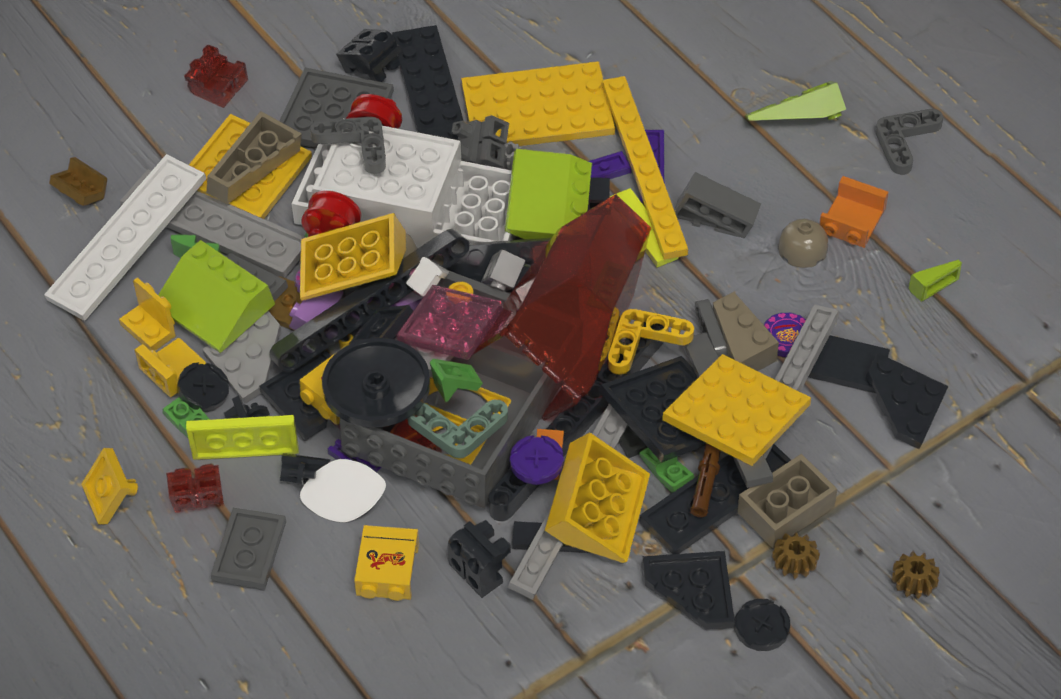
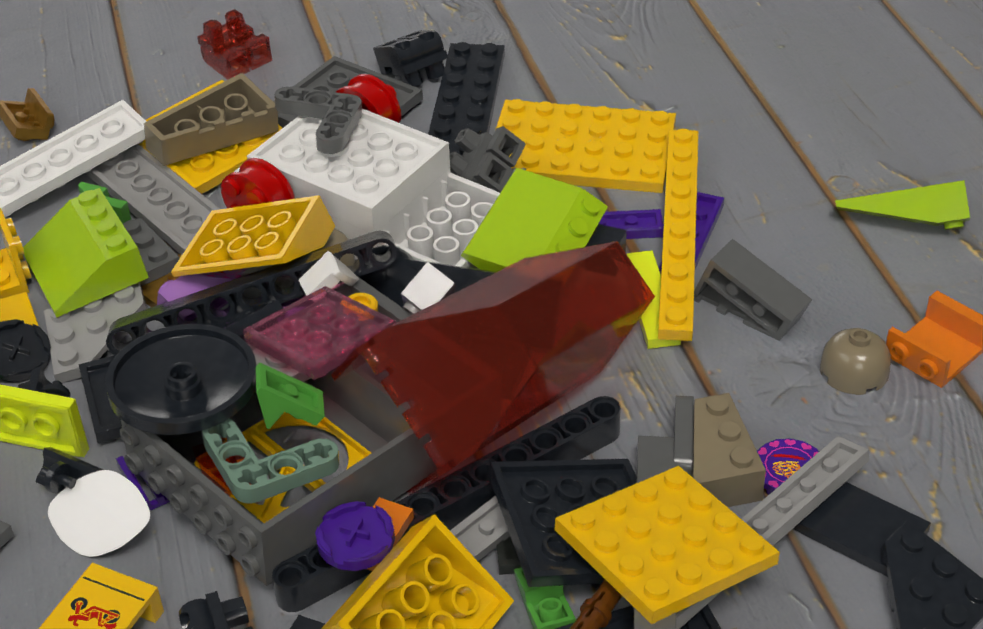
camera: 20 degrees right, 10 degrees down
(635, 331) = (578, 401): yellow beam -> none

